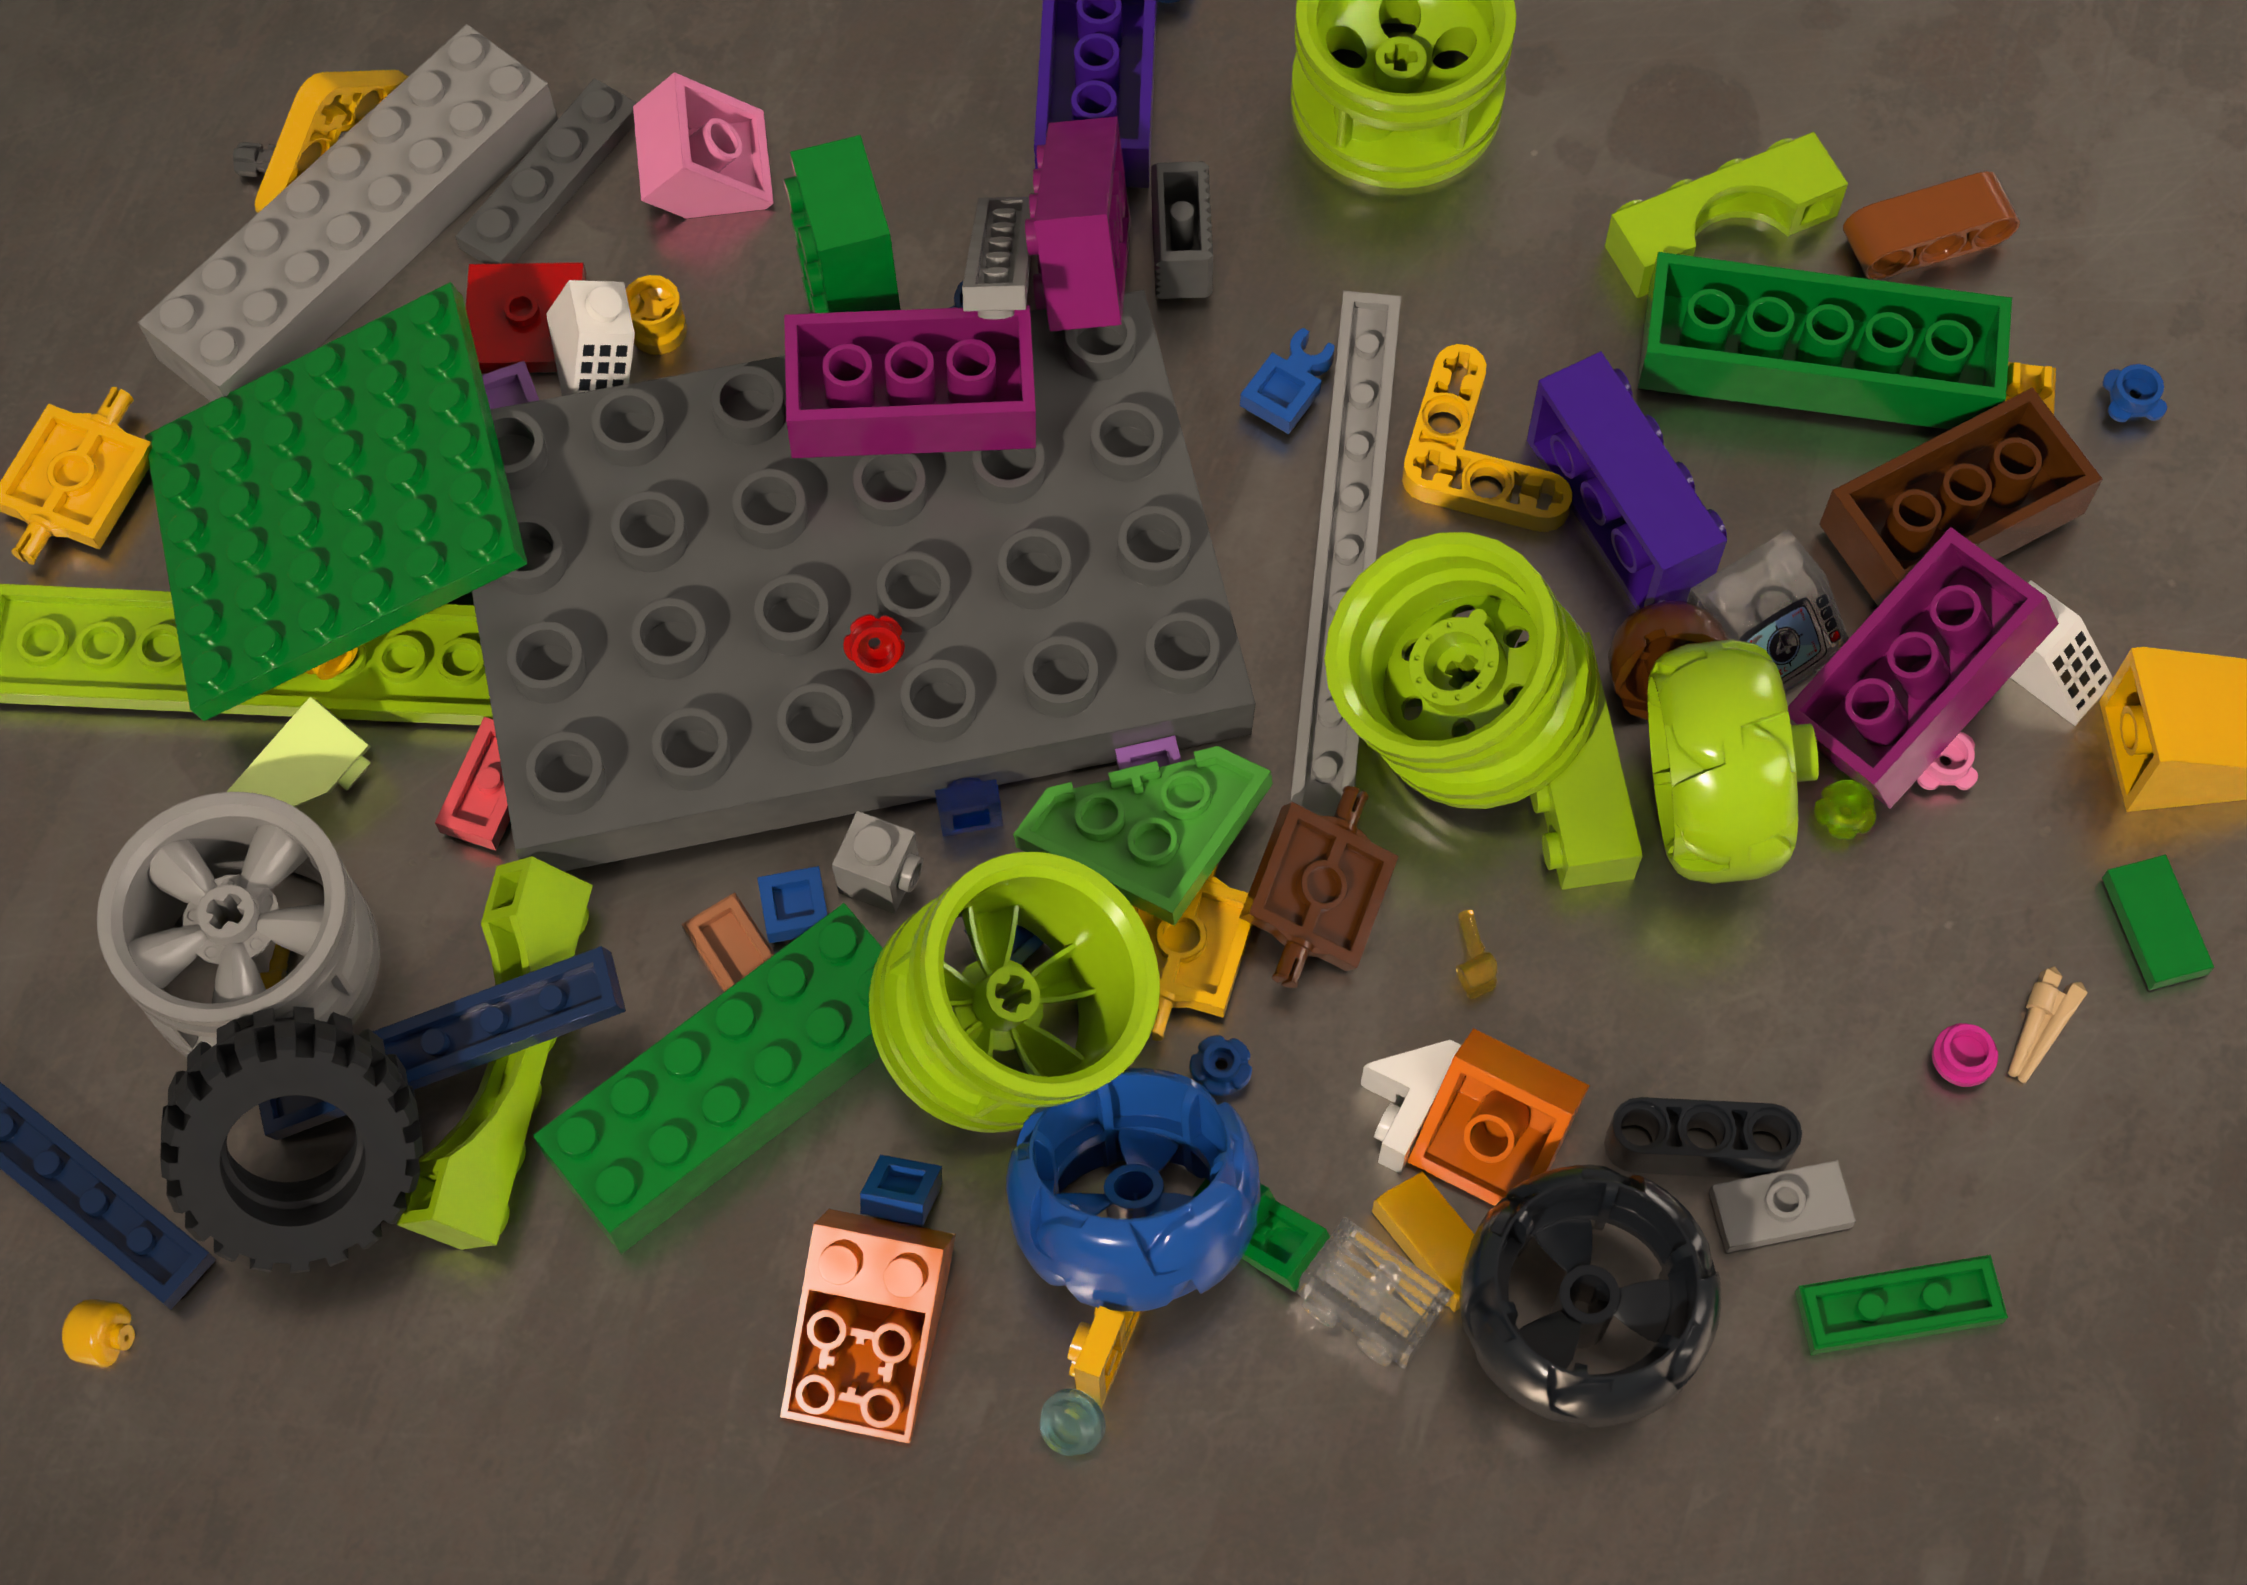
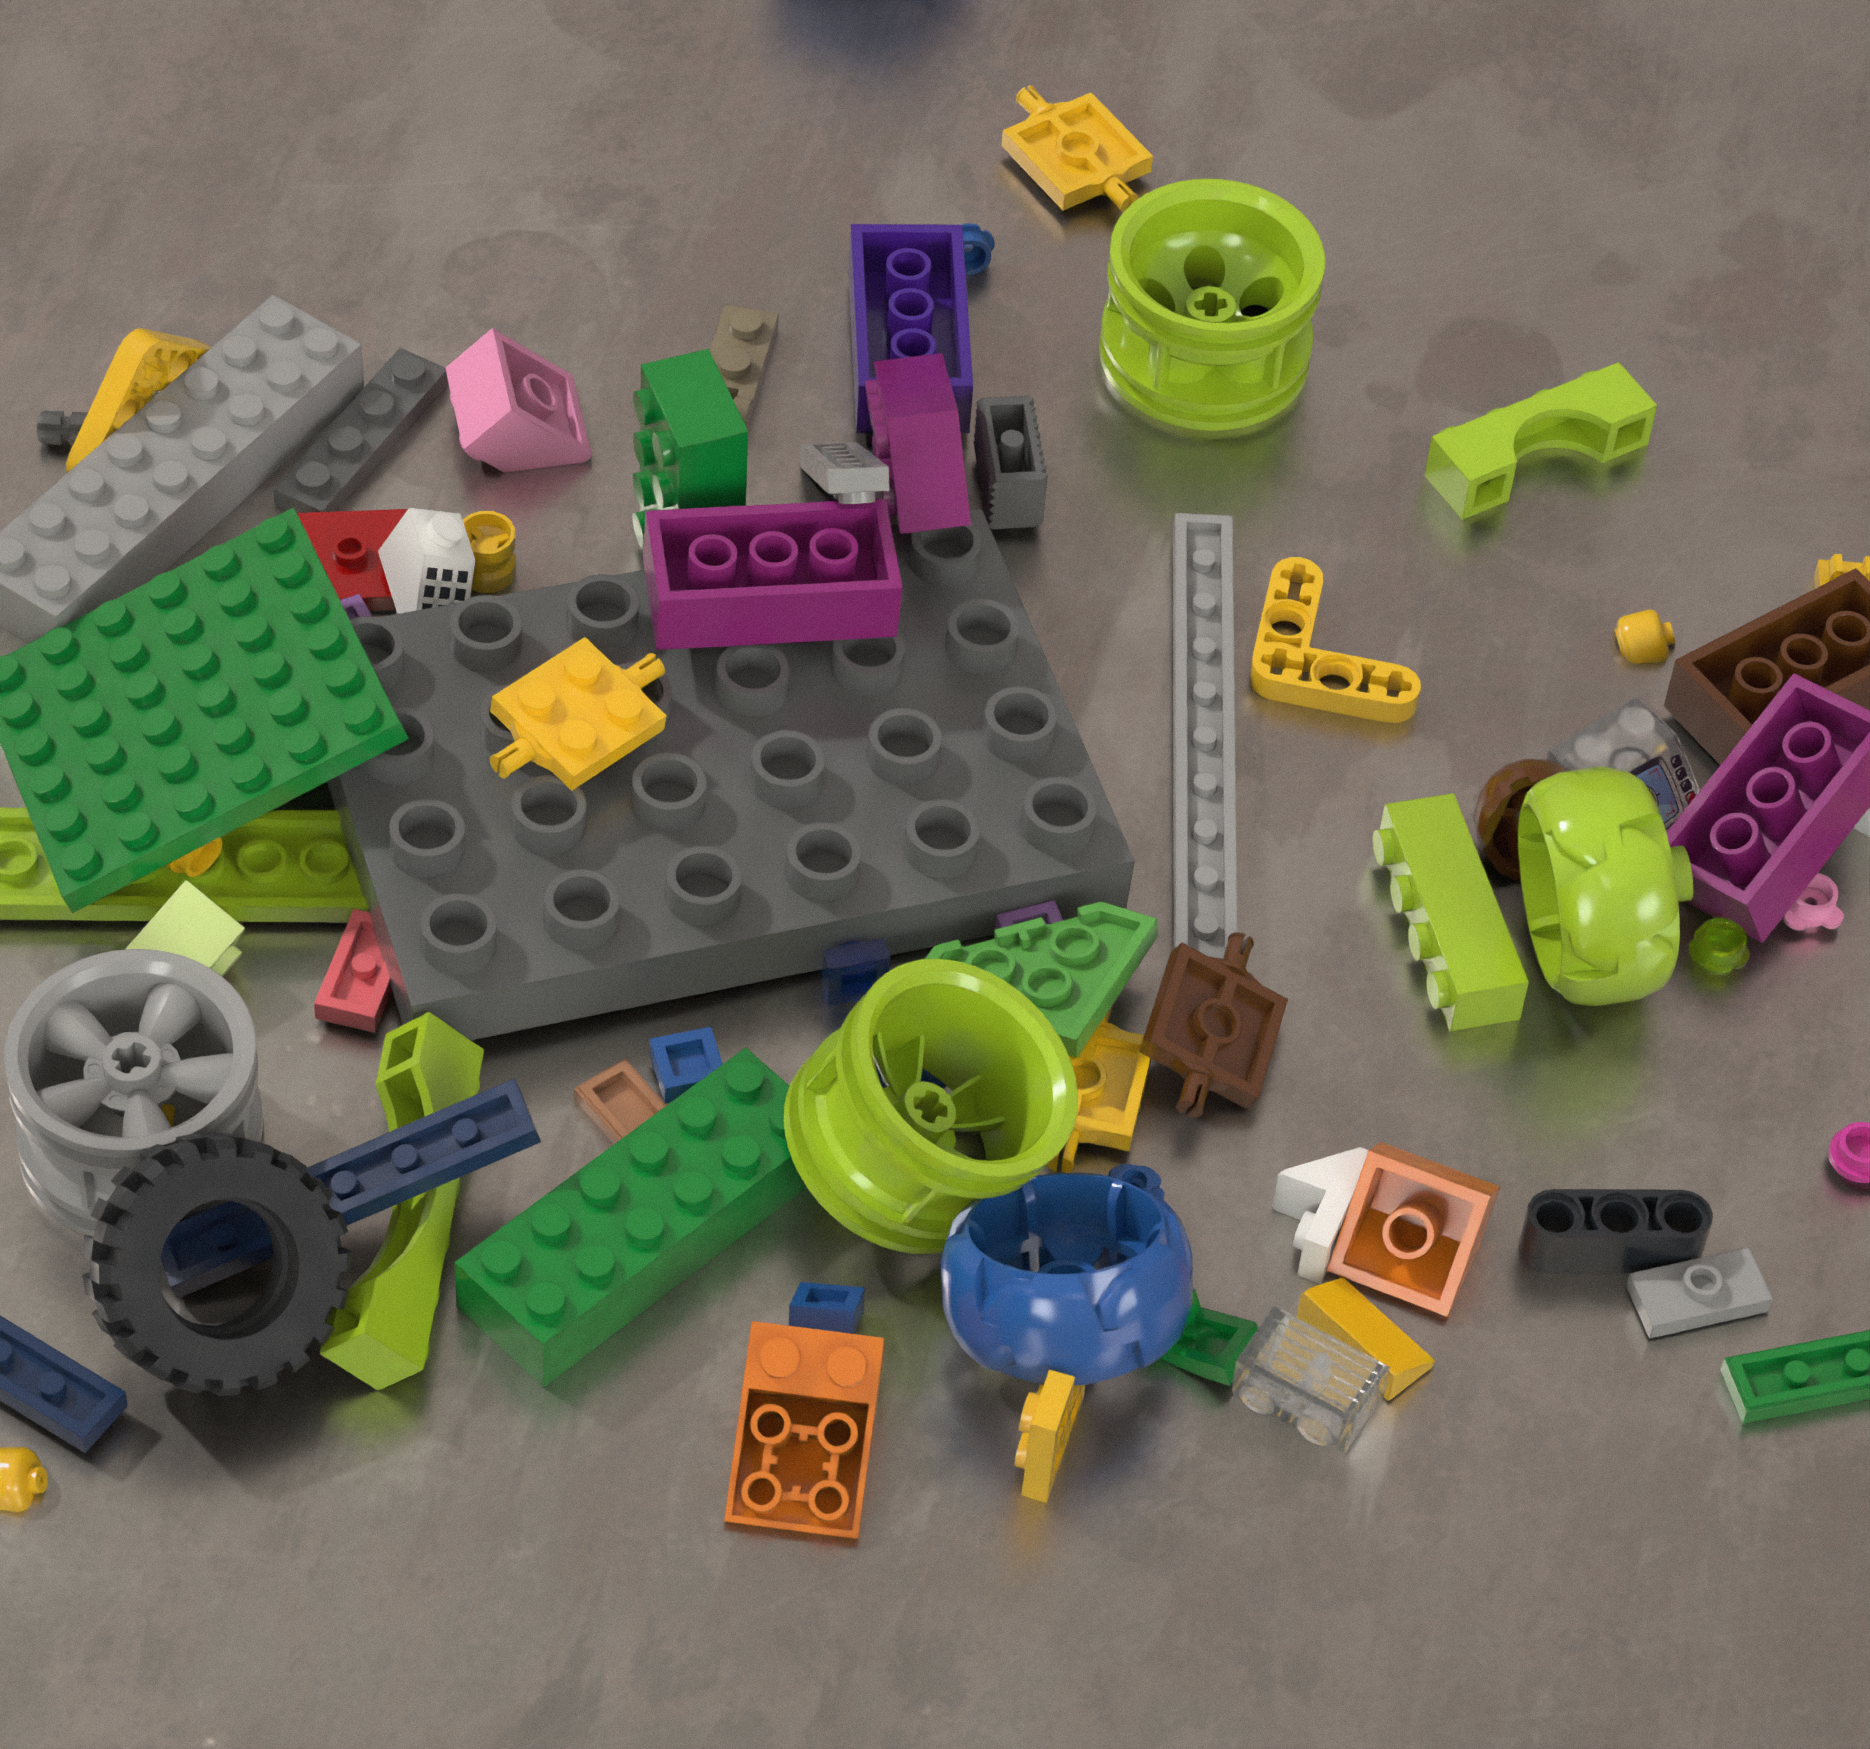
camera: 10 degrees left, 15 degrees down
(704, 532) = (577, 714): none -> yellow plate
(877, 862) = (771, 1019): light grey brick -> none
(878, 658) = (770, 815): red plate -> none
(924, 107) = (743, 352): none -> dark tan plate
(1072, 1422) = (1022, 1506): clear light blue plate -> none
(1288, 387) = (1129, 600): blue plate -> none
(1462, 670) = (1320, 833): lime wheel -> none
(1479, 973) = (1377, 1101): clear yellow hand -> none
(1625, 483) = (1473, 662): dark purple brick -> none
(1673, 1311) = (1502, 1416): black wheel -> none
(1808, 442) = (1644, 637): none -> yellow piece
(1823, 342) = (1646, 541): green brick -> none
(1931, 225) = (1740, 445): dark orange beam -> none

